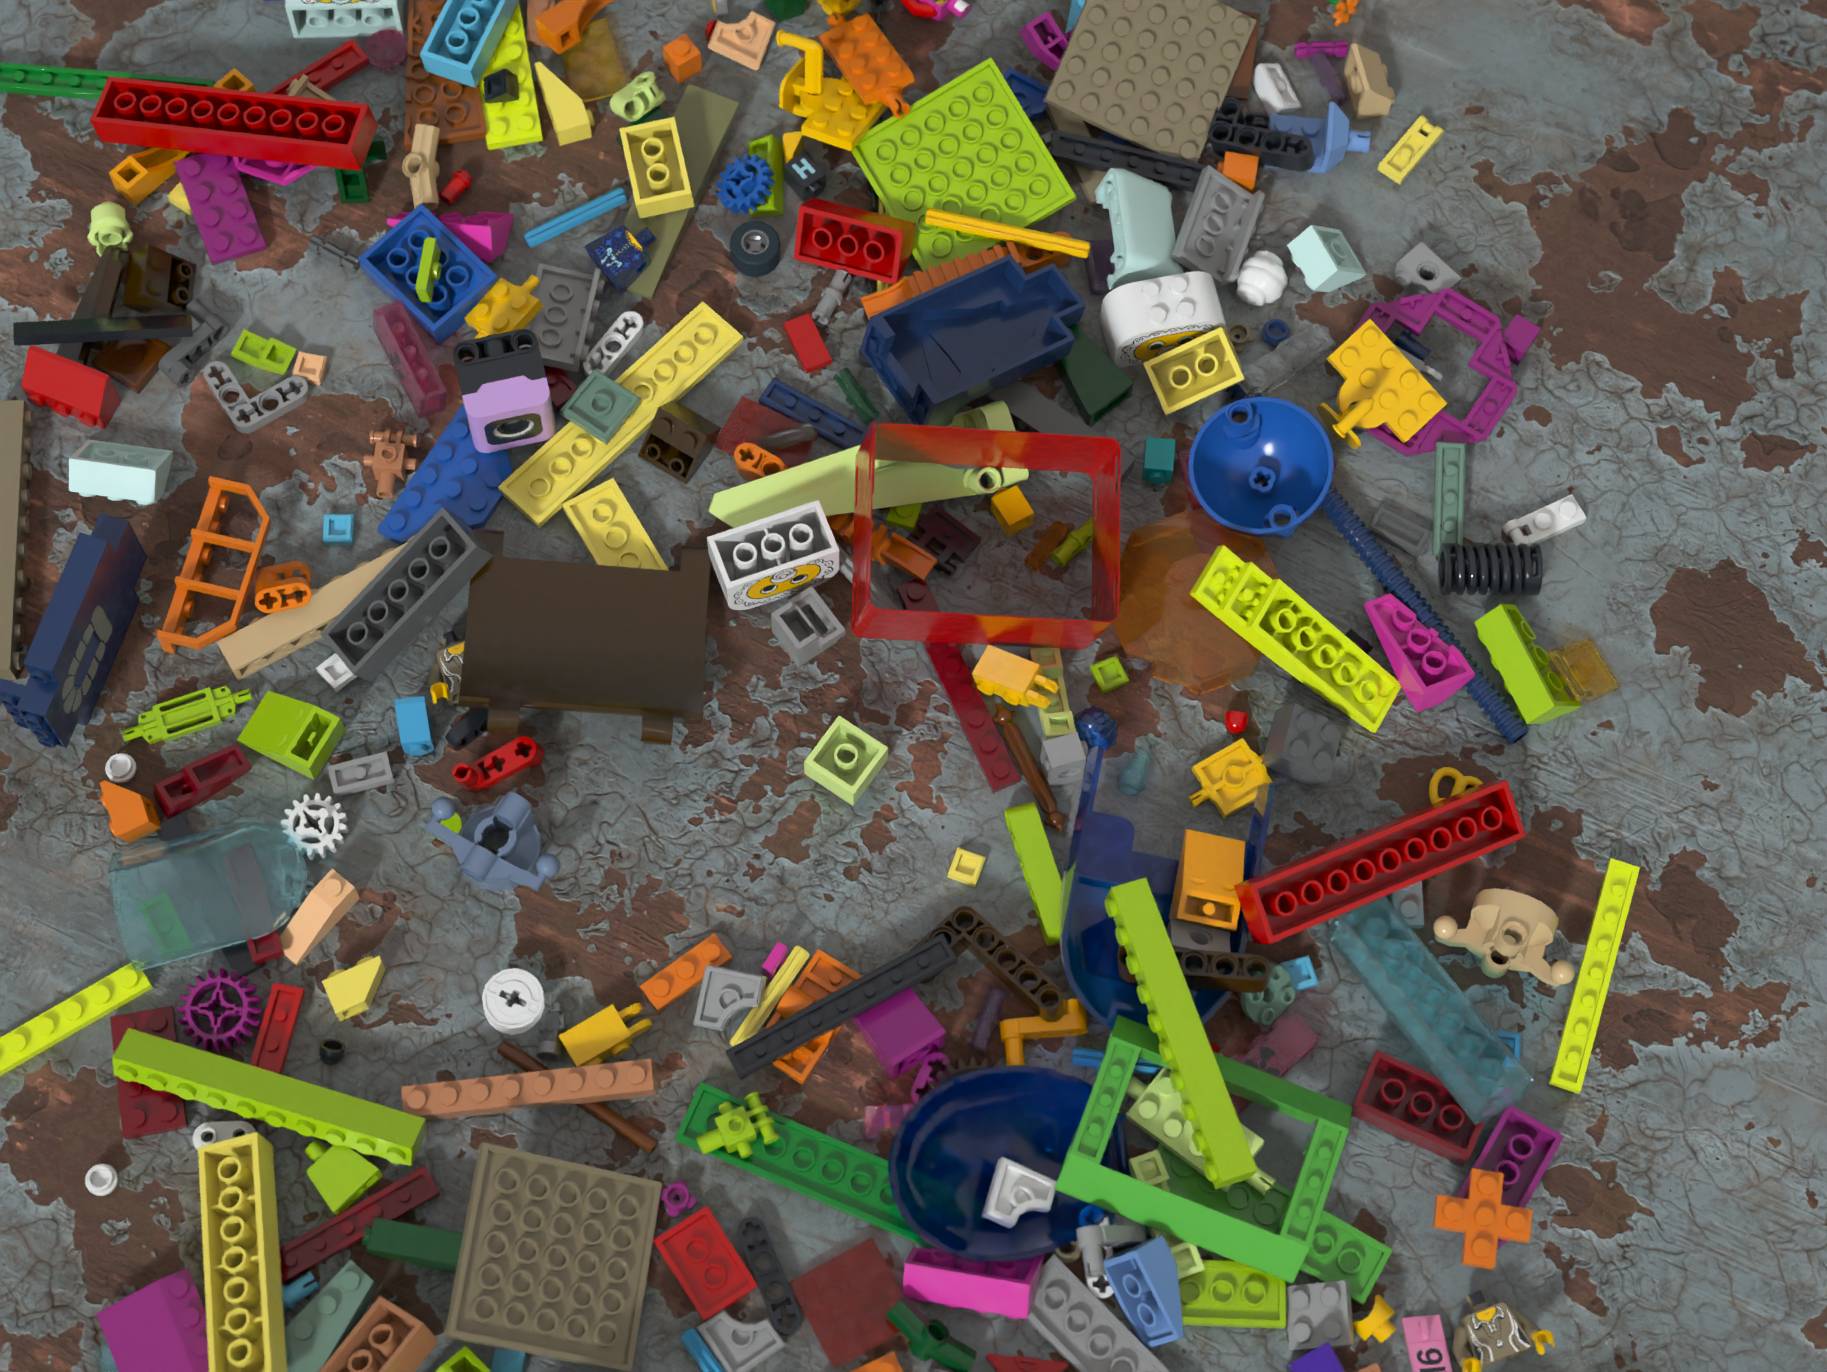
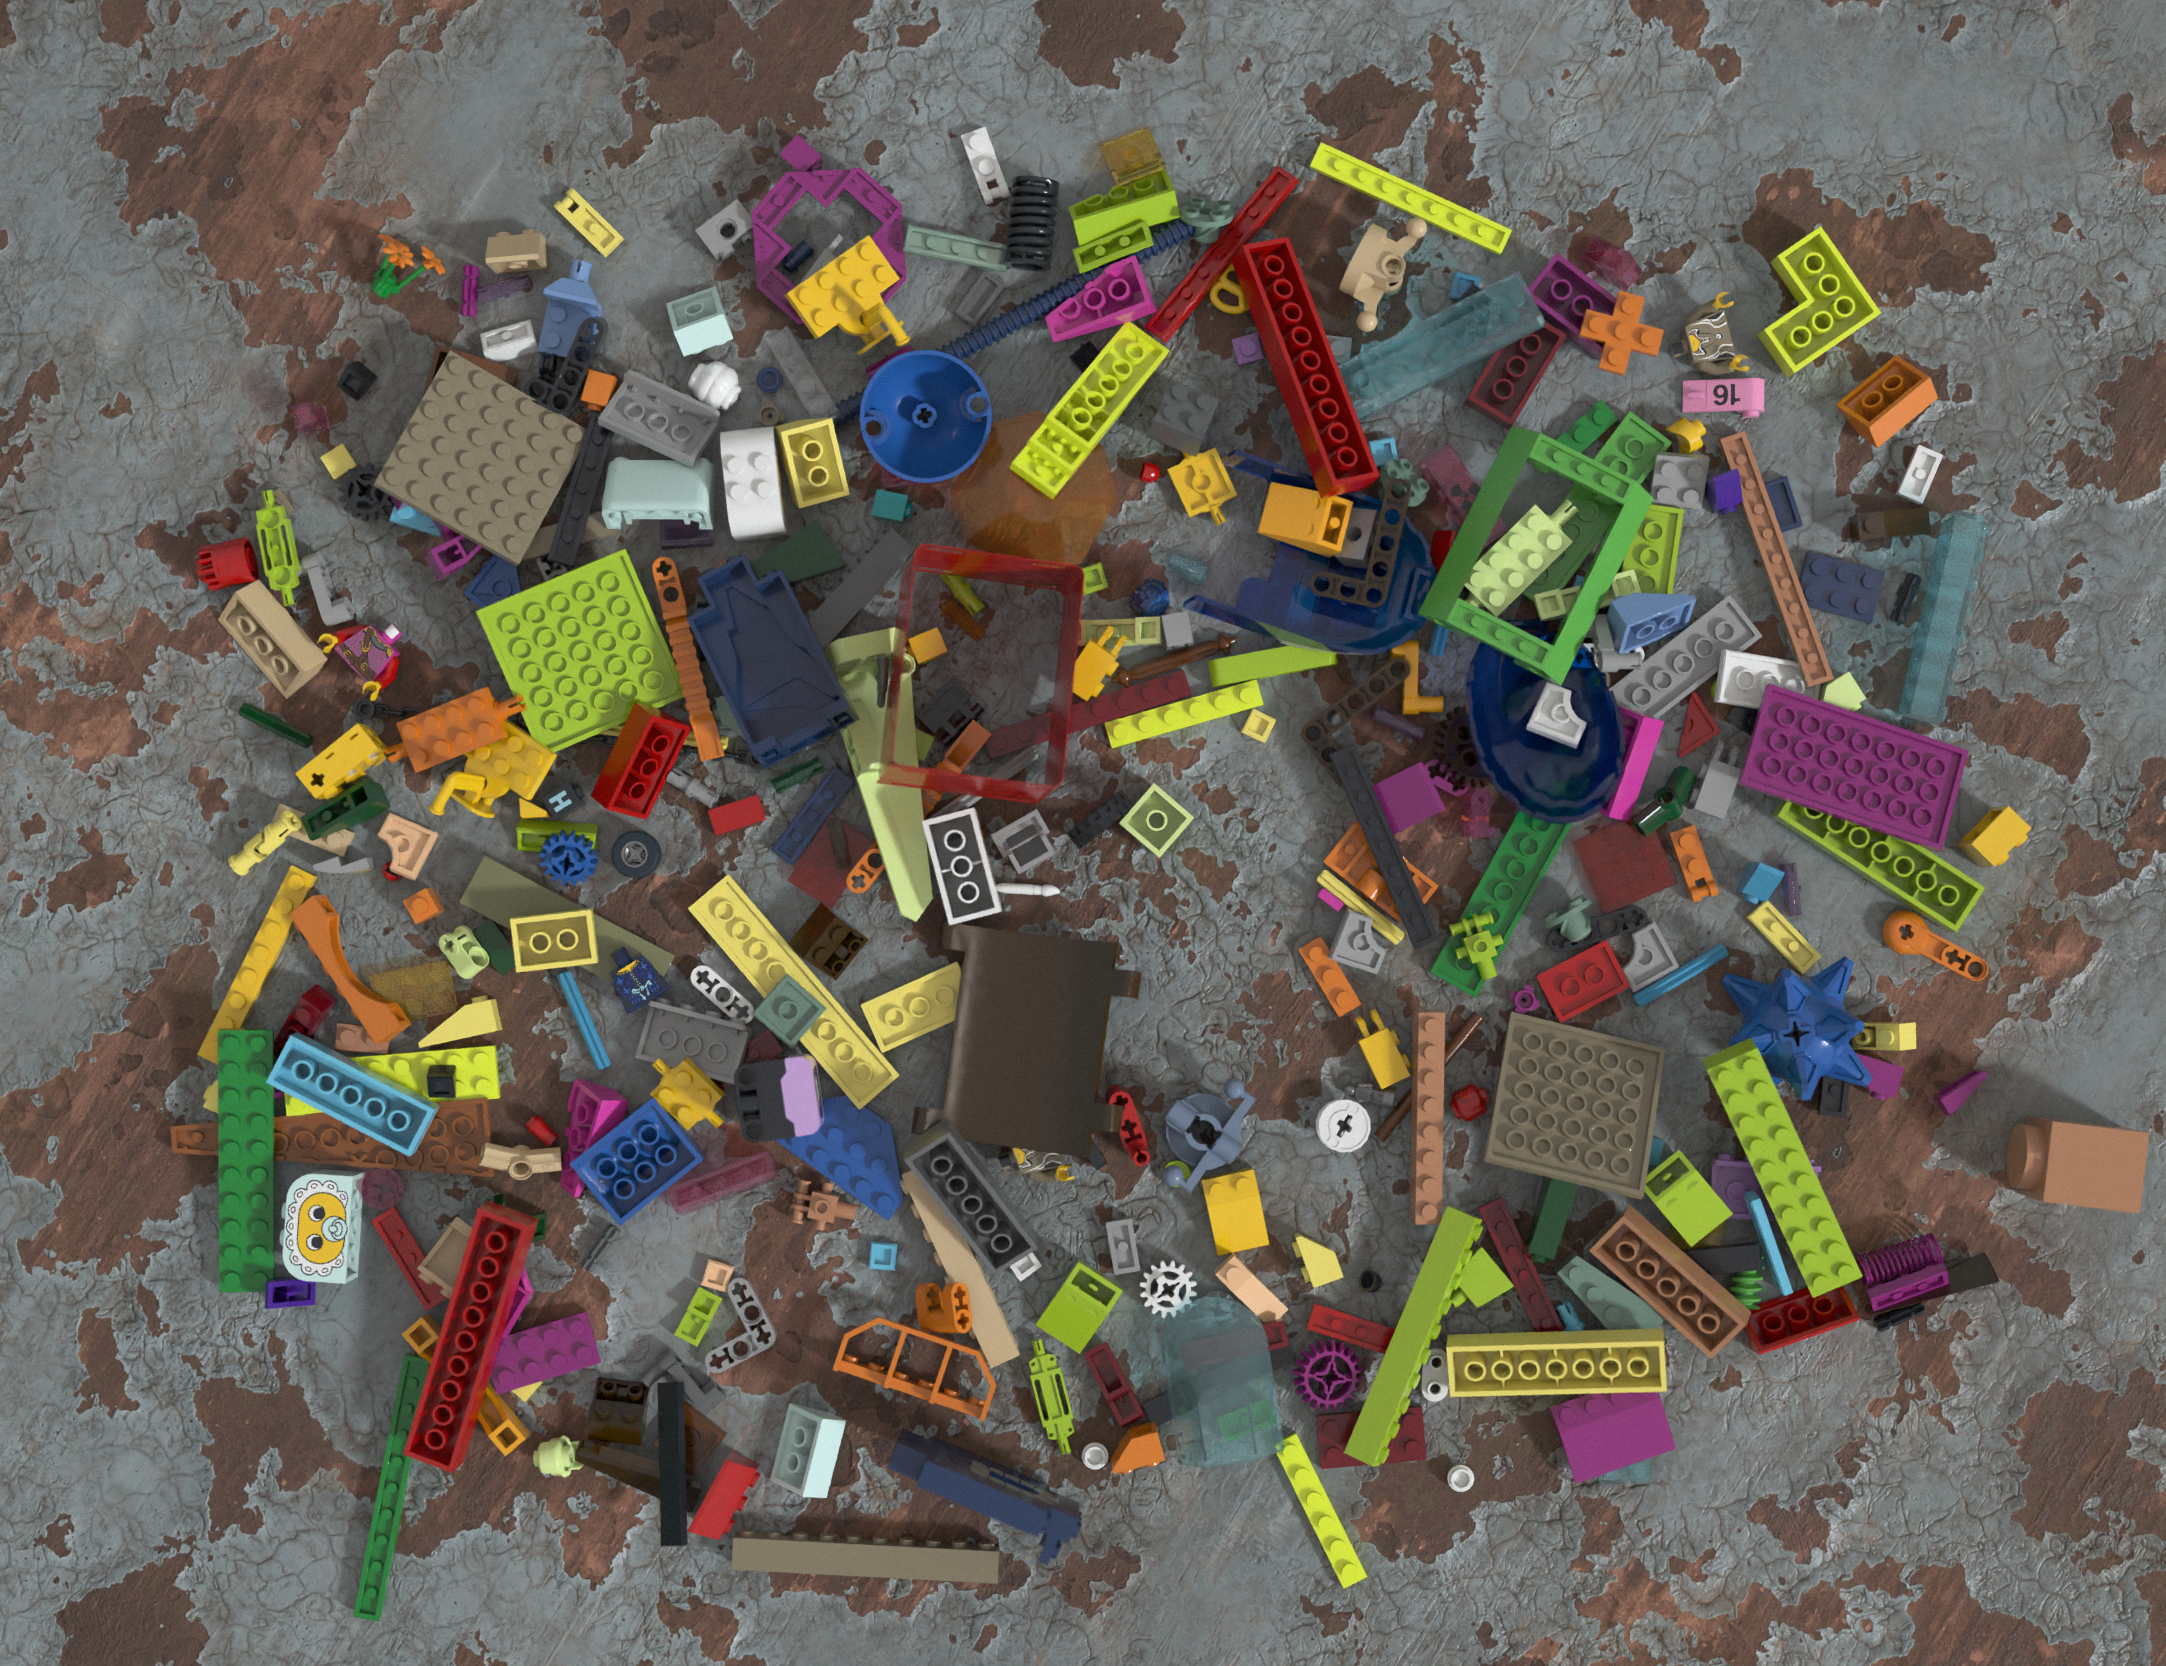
camera: 80 degrees left, 20 degrees up
(407, 891) = (1235, 1211): none -> yellow slope
(414, 725) = (1088, 1196): dark azure slope -> none
(428, 270) = (645, 1159): lime plate -> none
(550, 1139) = (1469, 1102): none -> red head
(756, 639) = (1028, 889): none -> white piece
(778, 1235) = (1572, 921): none -> sand green plate
(840, 694) = (1100, 819): none -> black tyre
(970, 786) = (1184, 714): none -> neon yellow plate
(1007, 233) = (653, 617): yellow axle -> none
(1180, 1034) = (1451, 563): lime brick -> none
(1361, 1204) = (1588, 427): none -> green plate
(1389, 809) = (1247, 349): none -> medium lavender plate
(1480, 655) = (1113, 247): none -> lime slope
(1485, 768) = (1219, 254): none -> red tile
(1530, 751) = (1206, 218): none -> sand green plate
(1563, 1211) = (1611, 263): none -> clear pink slope

